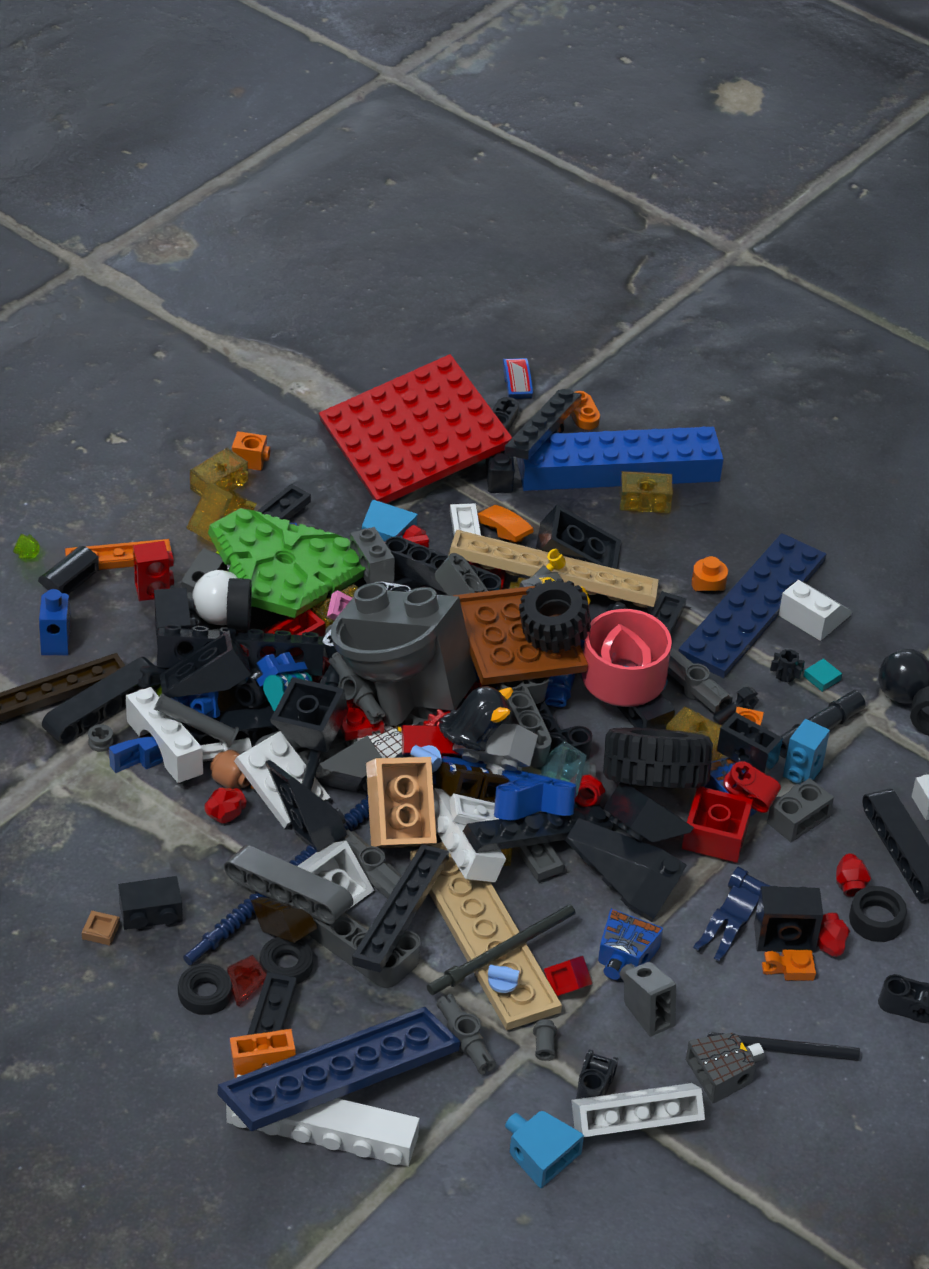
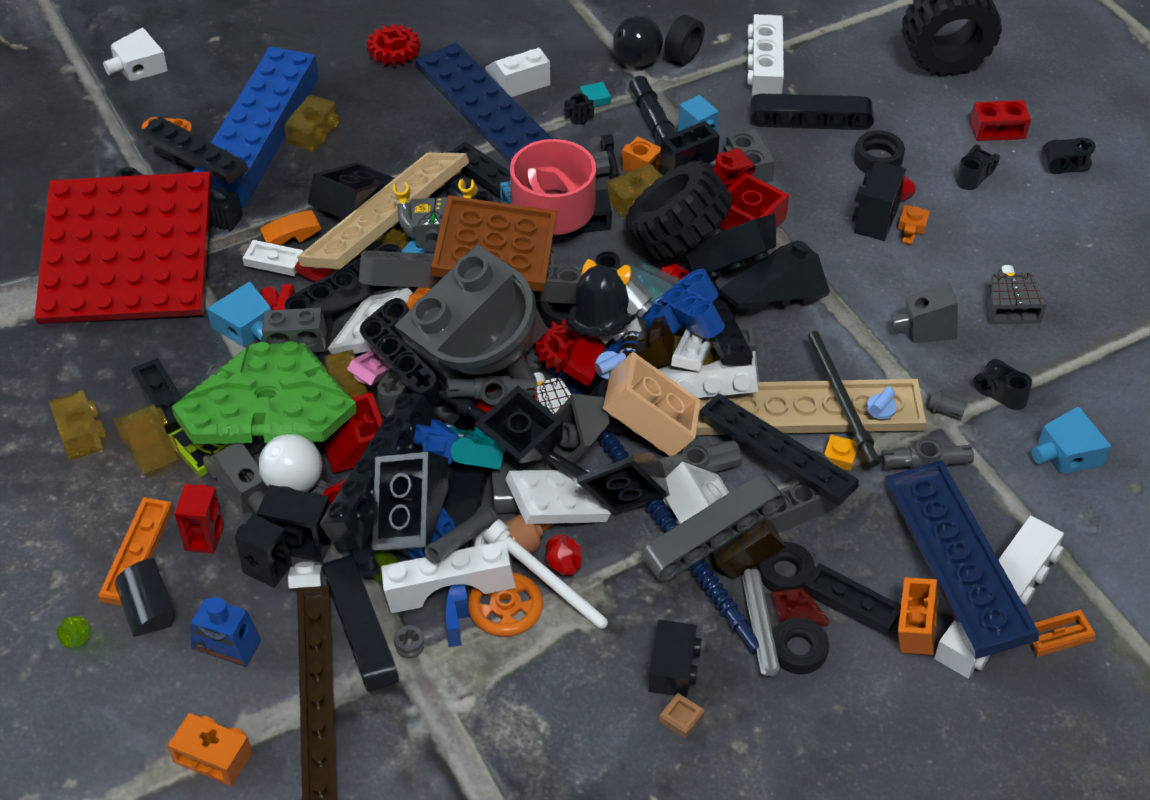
camera: 65 degrees left, 5 degrees up
(130, 651) = (305, 575): none -> white plate
(137, 617) = (263, 550): none -> black brick
(166, 791) = (508, 625): none -> orange plate
(212, 747) = (499, 532): none -> white piece
(215, 953) = (760, 622): none -> light grey axle
(239, 603) = (344, 428): black tyre -> none
(252, 449) = (53, 384): orange brick -> none
(329, 1189) = (1062, 637): none -> orange tile
(439, 965) = (841, 452): none -> light orange plate
(518, 378) = (85, 155): slope -> none
(557, 631) = (509, 181): black tyre -> none
(568, 975) = (881, 363): red panel -> none
(627, 942) = (859, 315): torso -> none
(638, 1109) = (1054, 365): white brick -> none
(658, 356) = (136, 56): none -> white torso
(709, 575) = (442, 115): orange piece -> none
(735, 909) = (836, 235): dark blue flag -> none
(790, 511) = (393, 44): none -> red gear
(800, 1047) = (996, 259): black piece -> none
(852, 875) = (836, 151): red rock -> none

